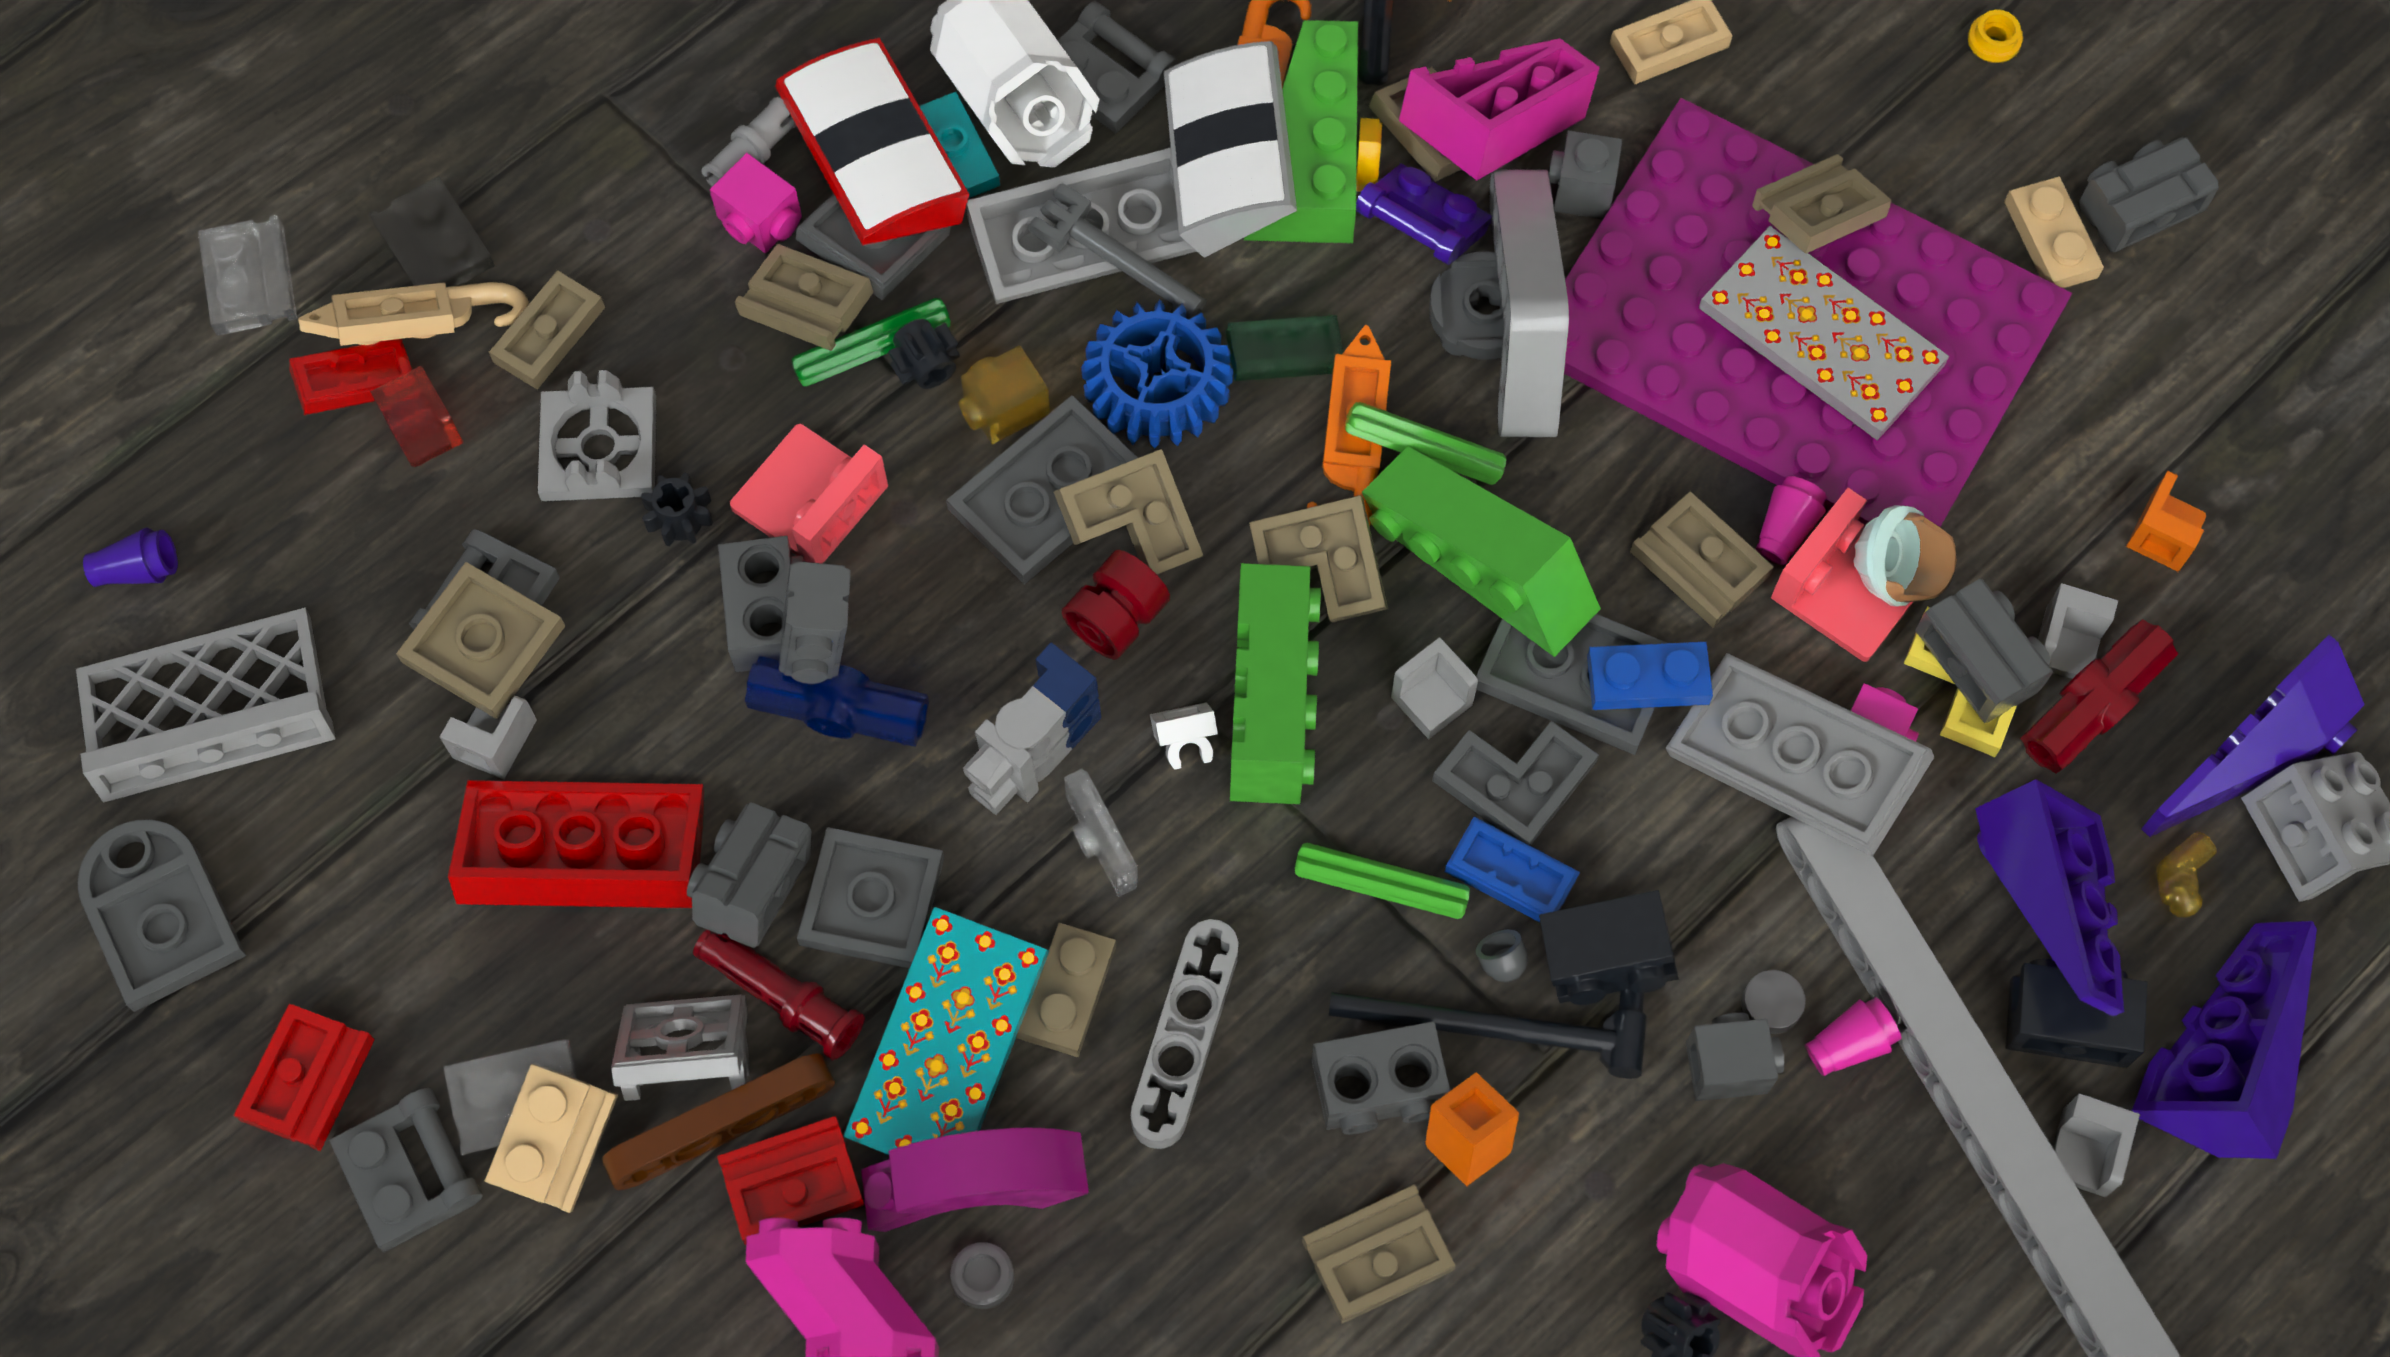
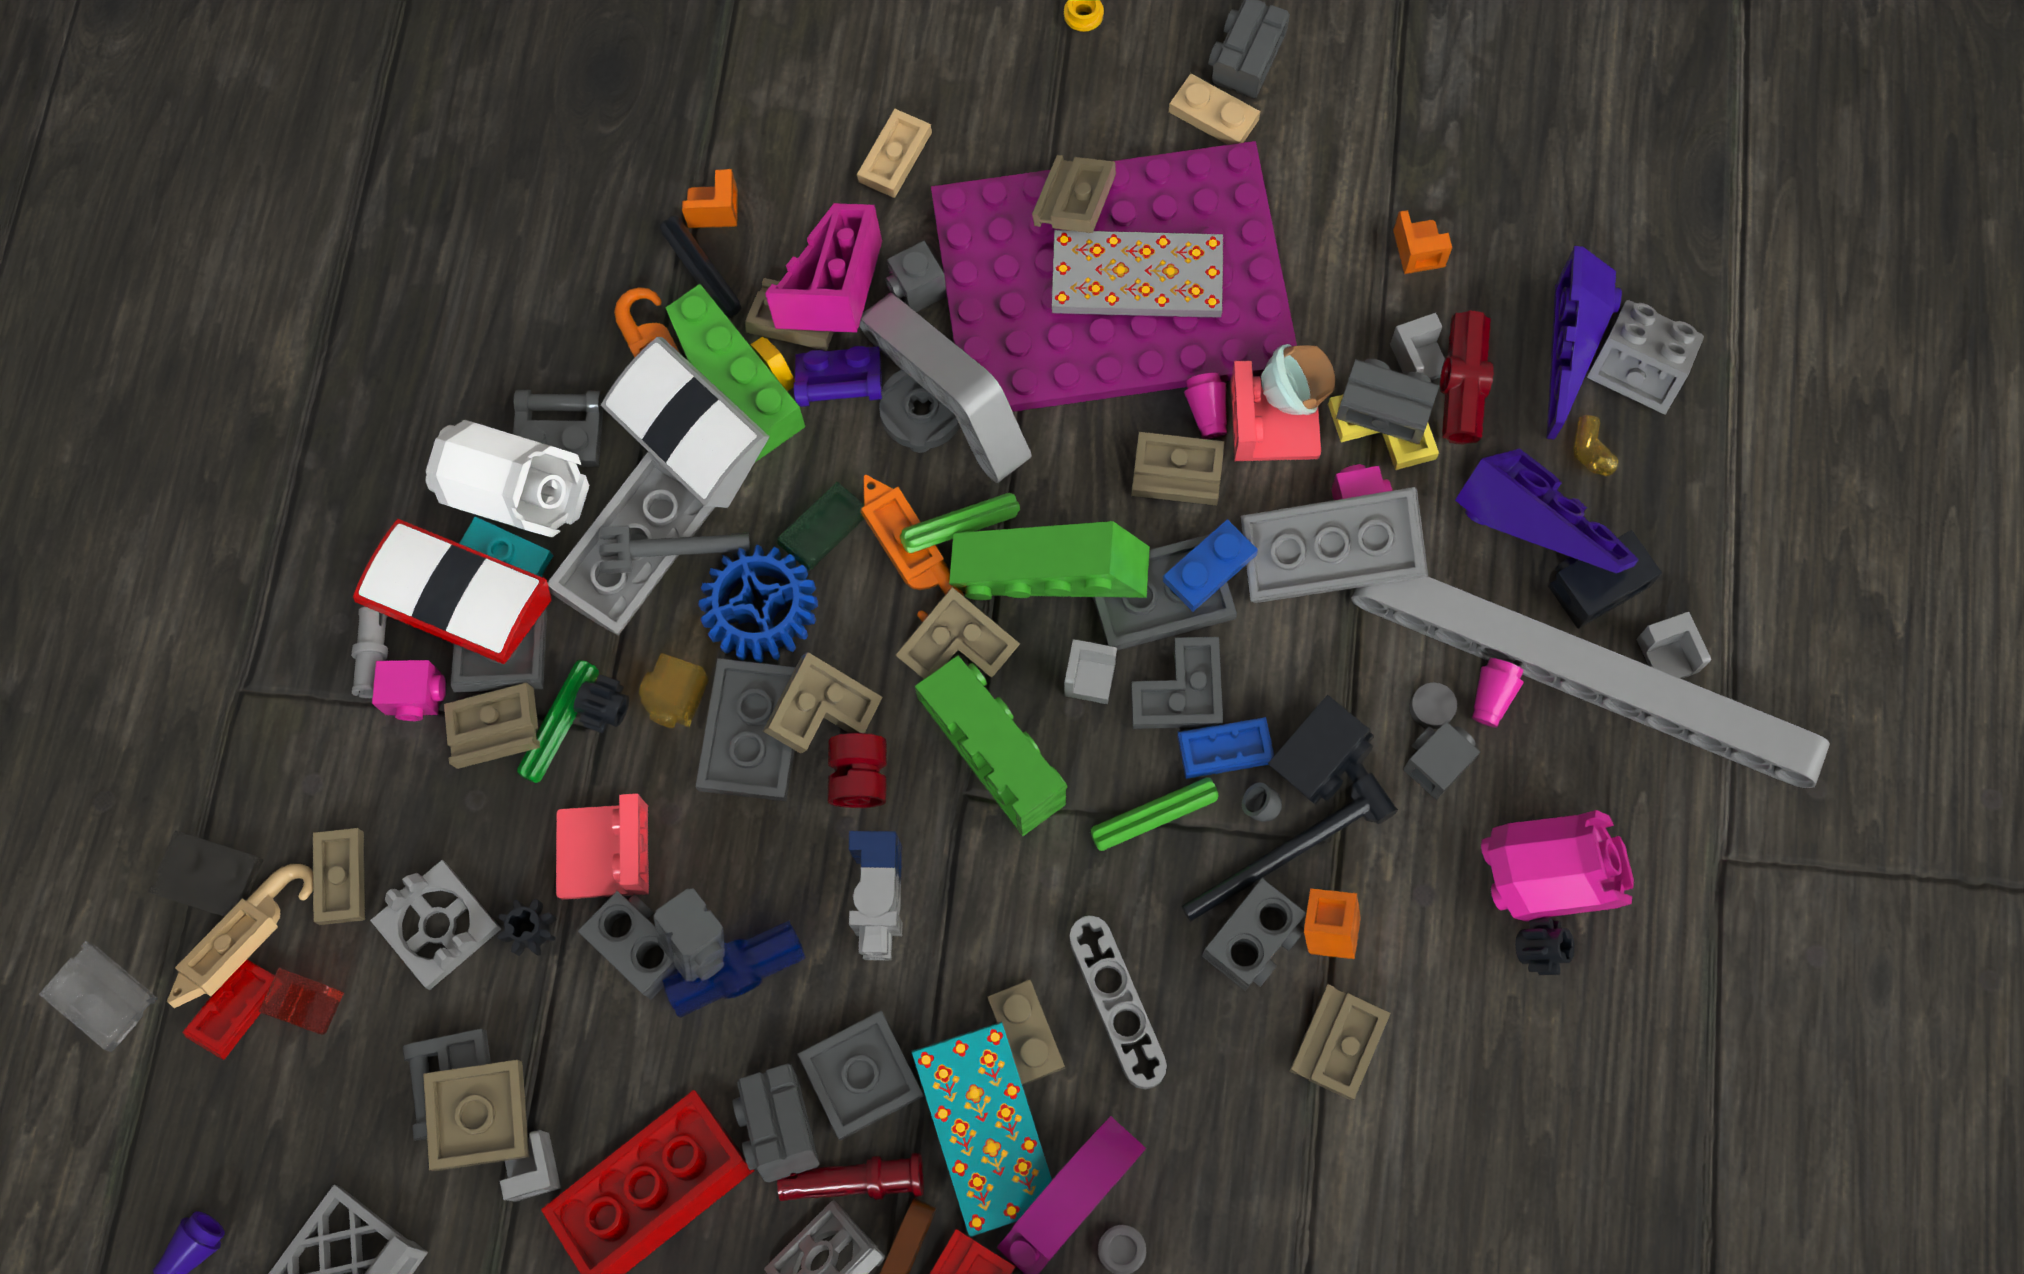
camera: 35 degrees left, 5 degrees up
(1099, 834) = (966, 922): clear plate -> none
(1185, 726) = (961, 813): white tile -> none
(2237, 1062) = (1707, 537): dark purple wedge -> none

